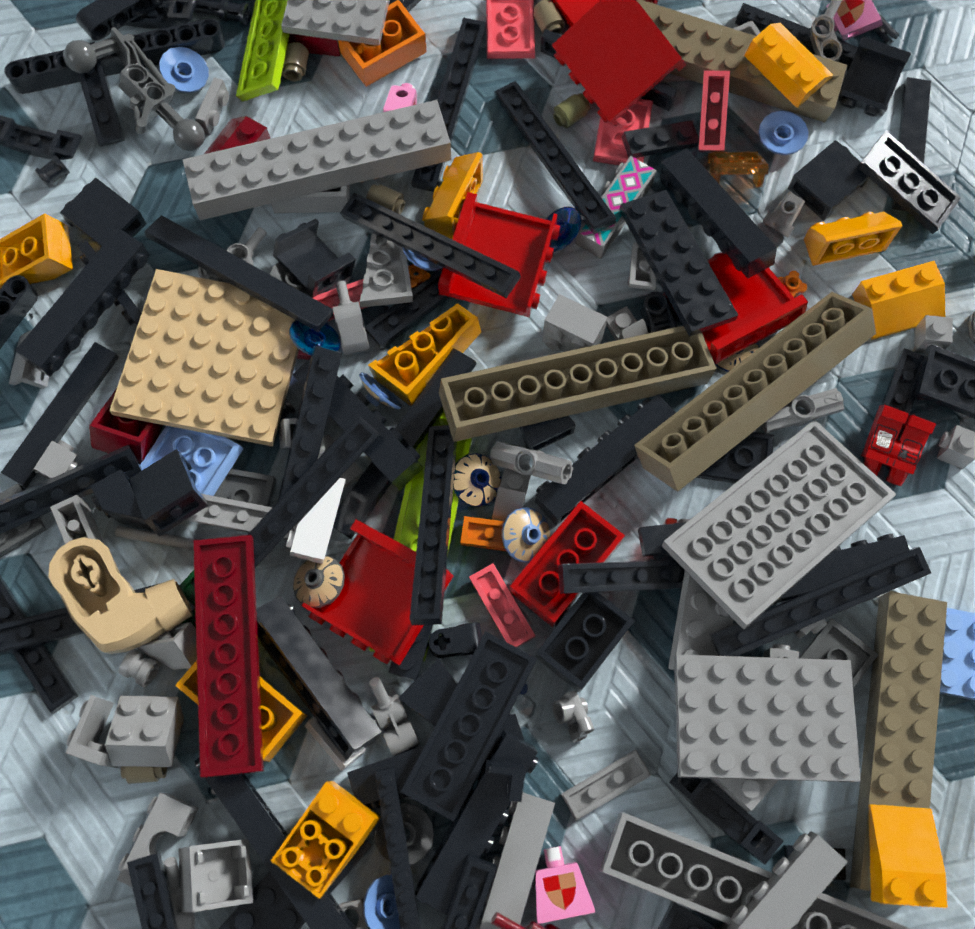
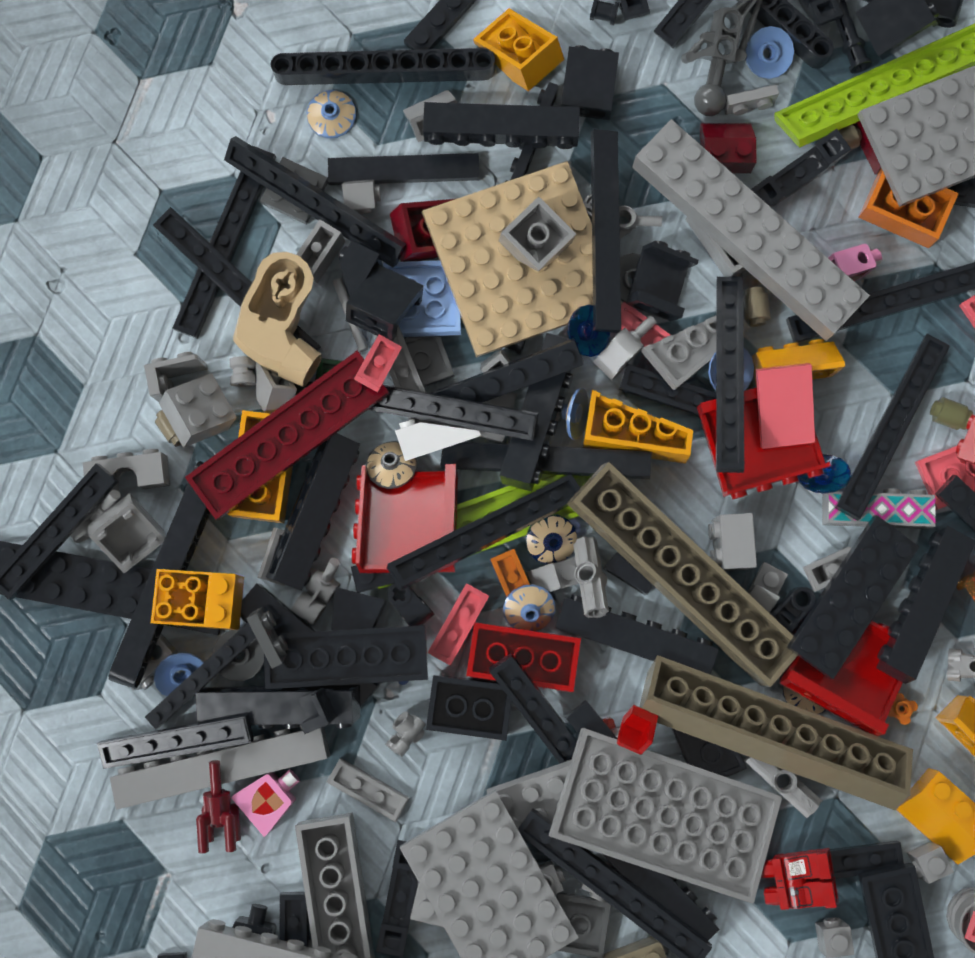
camera: 65 degrees right, 10 degrees up
(202, 324) = (537, 236): none -> light grey slope
(218, 526) = (378, 363): none -> coral plate
(298, 92) = (803, 169): none -> black slope
(419, 780) = (271, 644): none -> dark grey plate
(420, 278) = (699, 380): orange plate -> none
(484, 218) = (785, 405): none -> coral tile
(691, 497) = (637, 729): none -> red panel

